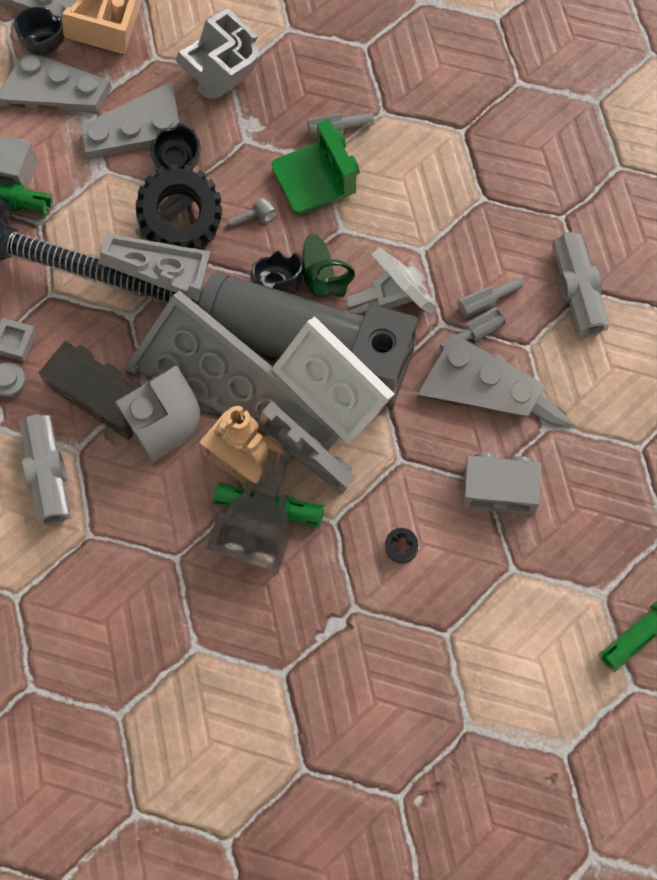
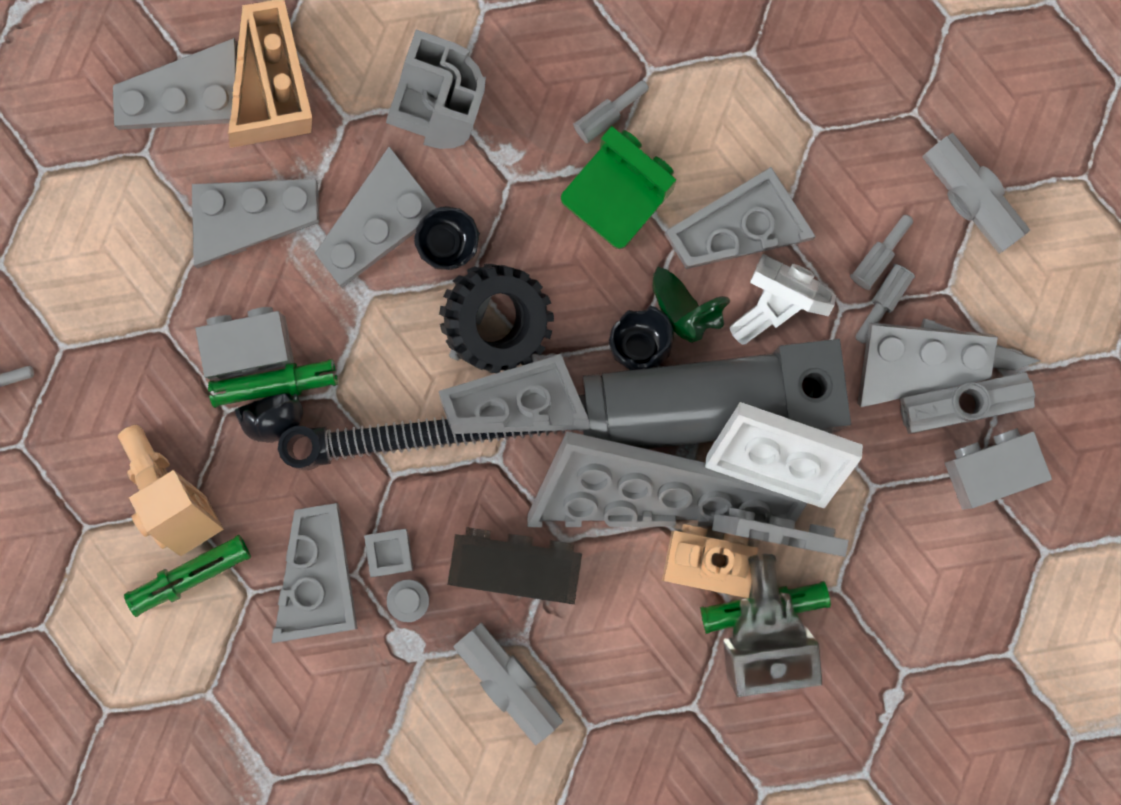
camera: 25 degrees left, 15 degrees up
(38, 30) = (197, 153): black hair -> none
(161, 413) = (610, 566): light grey brick -> none
(261, 208) = (579, 263): light grey hand -> none
(400, 230) = (740, 223): none -> light grey wing
(411, 540) = (927, 571): black bush -> none
(523, 430) = (991, 399): none -> light grey piece

